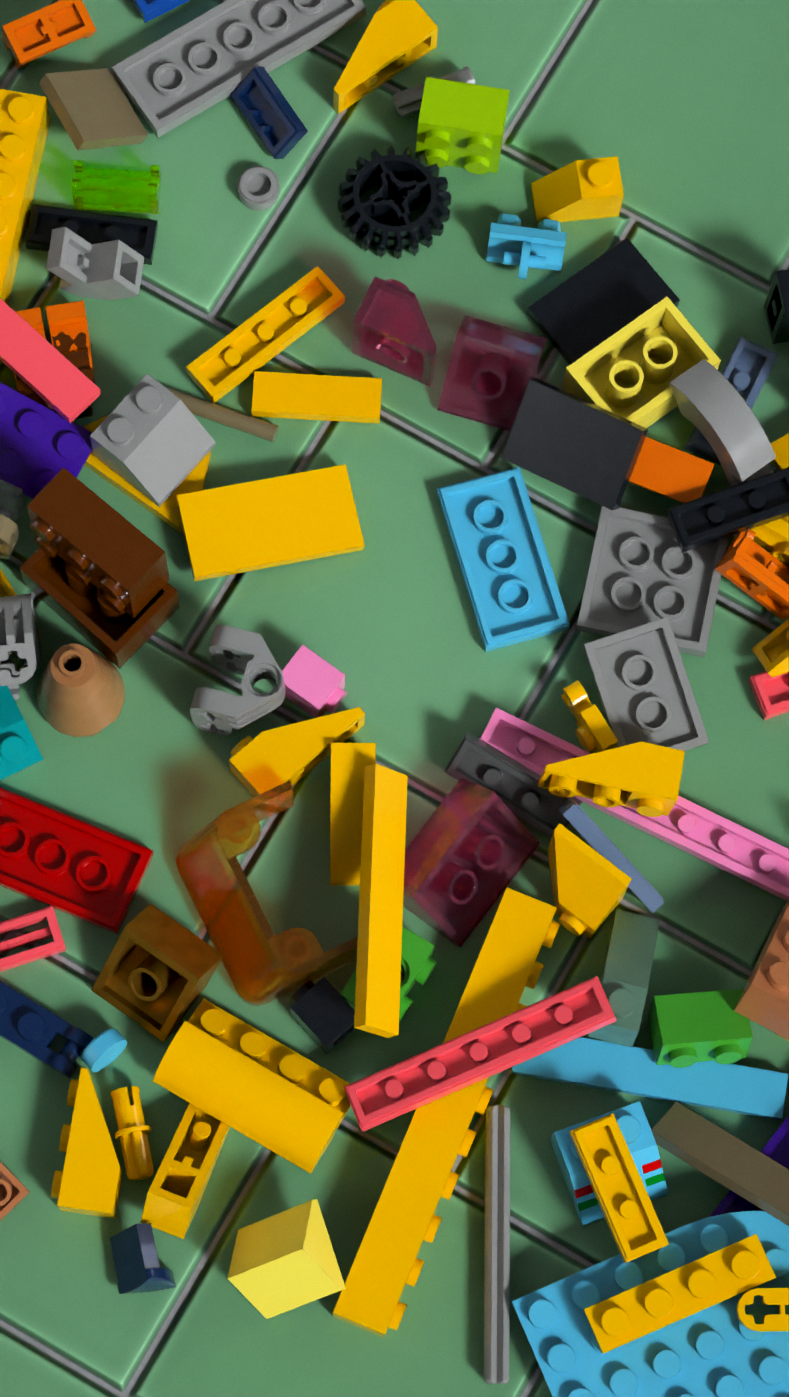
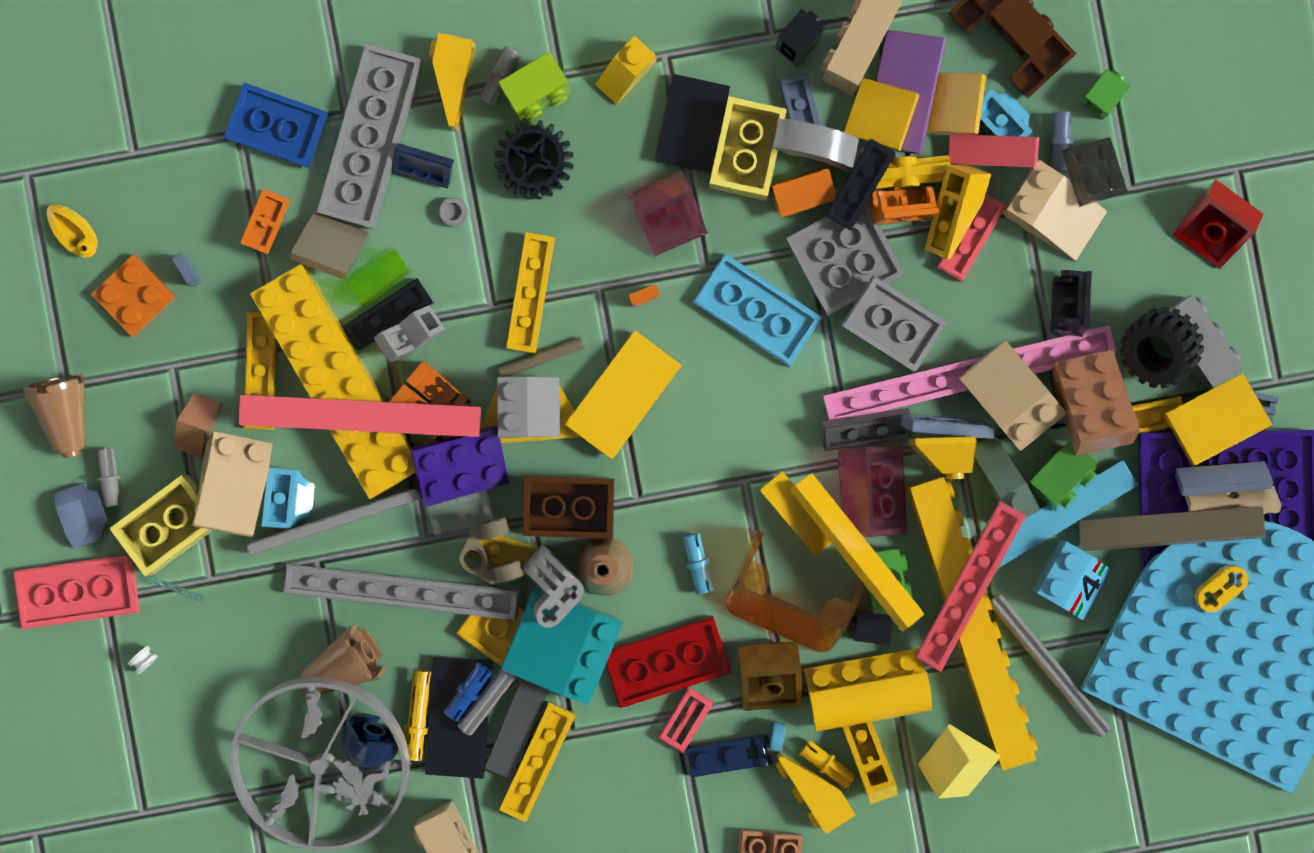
camera: 35 degrees left, 15 degrees up
(97, 544) = (557, 497): reddish brown brick -> none
(138, 1261) = (884, 823): dark blue tile -> none
(188, 775) = (697, 563): none -> medium azure pin
(241, 654) = (692, 519): light grey piece -> none
(290, 750) = (737, 513): yellow slope -> none
(313, 683) = (719, 462): bright pink brick -> none
(316, 397) = (586, 304): yellow tile -> none
(388, 436) = (644, 295): none -> orange tile
(394, 331) = (600, 236): clear pink slope -> none
(526, 246) = (627, 126): medium azure hips -> none
(574, 443) = (746, 219): black tile -> none
(592, 727) = (882, 365): yellow plate -> none
(618, 1188) = (1093, 595): yellow tile -> none
(629, 776) = (930, 373): yellow slope -> none
(679, 1293) = (1164, 621): yellow plate -> none
(716, 881) = (1012, 395): none -> tan slope

